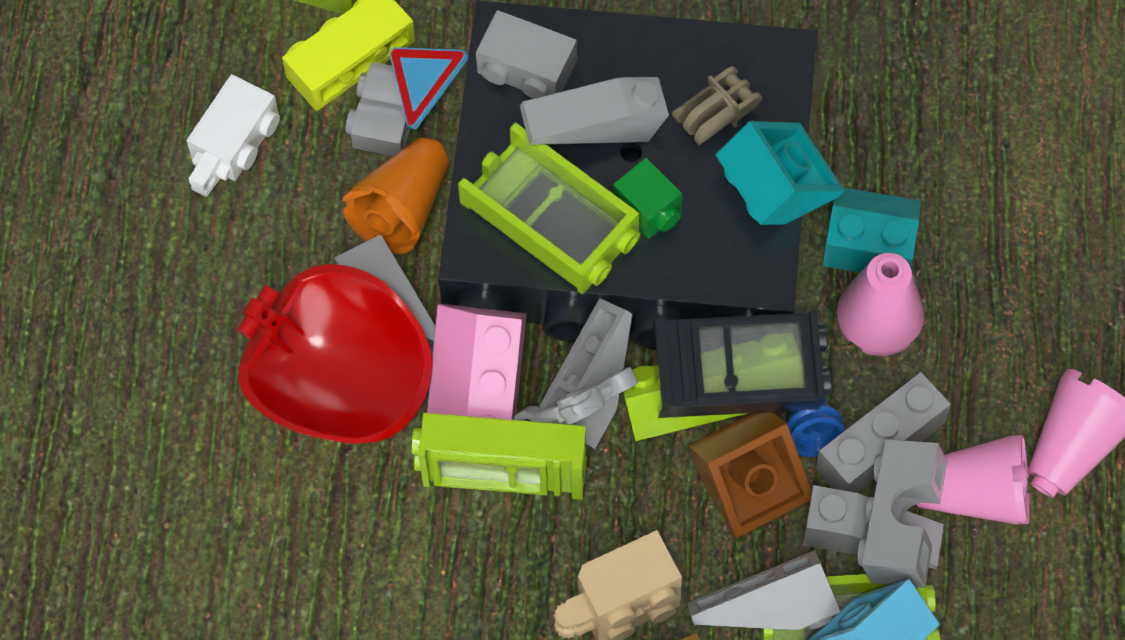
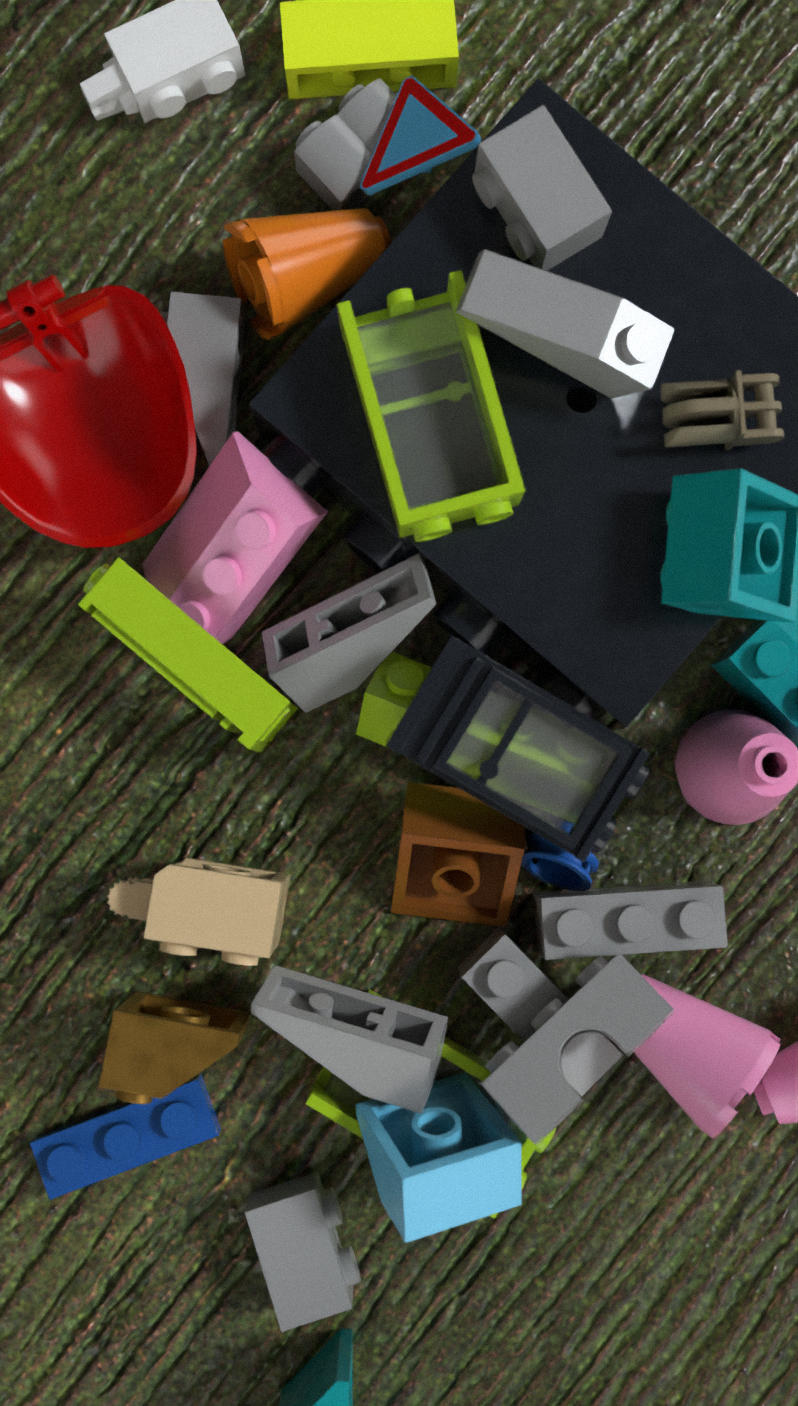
camera: 25 degrees right, 20 degrees up
(581, 401) = (303, 673): light grey piece -> none
(651, 196) = (555, 475): green brick -> none

